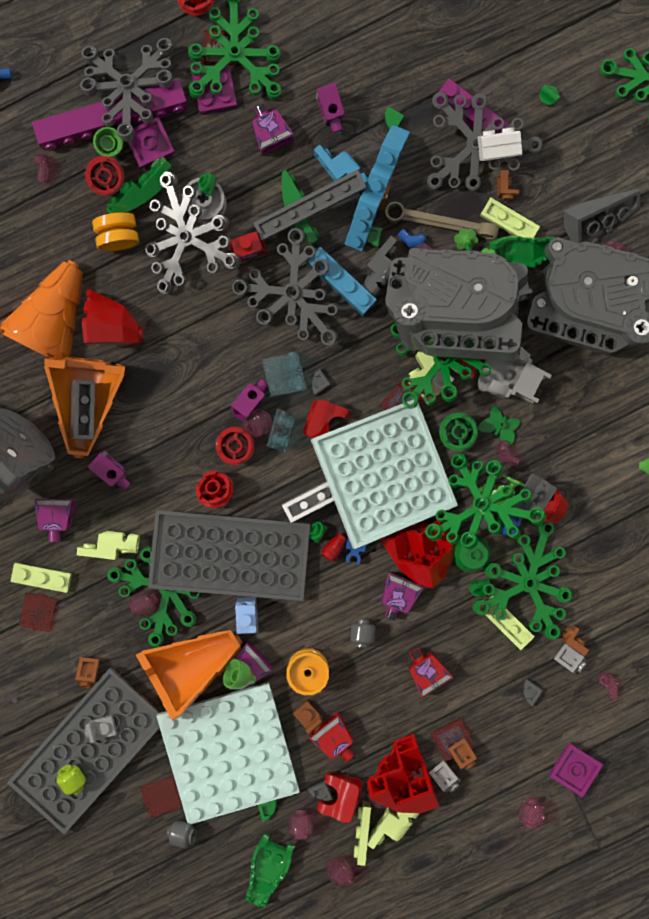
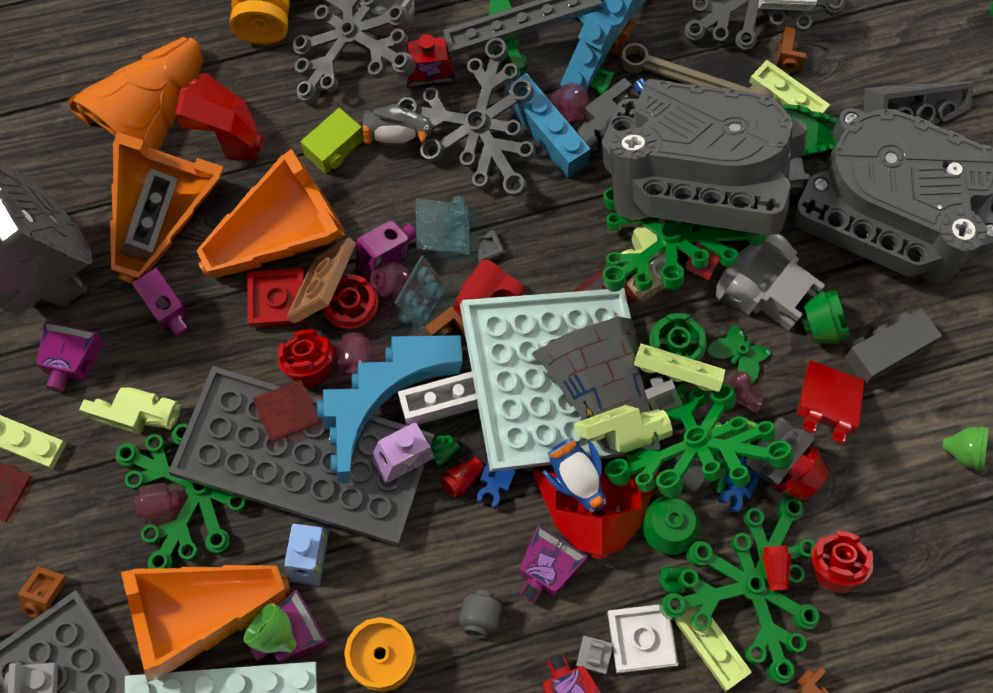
camera: 15 degrees right, 20 degrees down
(170, 397) = (272, 222): none -> orange cone
(183, 448) = (272, 296): none -> red plate
(193, 323) = (332, 141): none -> lime brick
(211, 530) = (285, 410): none -> clear red piece
(213, 435) = (321, 280): none -> medium nougat tile
(235, 305) = (394, 125): none -> dark grey animal
(246, 480) = (352, 350): none -> clear pink head
(253, 524) = (406, 363): none -> dark azure arch
(294, 545) = (403, 452): none -> lavender torso
(300, 448) = (445, 323): none -> dark orange bracket
(354, 260) = (570, 100): none -> clear pink head
(408, 540) = (577, 474): none -> animal
(414, 471) = (597, 368): none -> dark grey wedge
(433, 503) = (626, 428): none -> yellowish green plate
(437, 642) = (594, 655): none -> light grey tile
(454, 473) = (663, 395): none -> light grey tile
(463, 455) = (679, 368): none -> yellowish green plate
(464, 627) = (641, 639): none -> white tile
(542, 570) = (777, 566): none -> red cone
(554, 395) = (826, 318): none -> green cone
(563, 455) = (830, 399): none -> red tile
(582, 559) = (841, 562): none -> red cone
(600, 403) = (892, 345): none -> dark grey brick

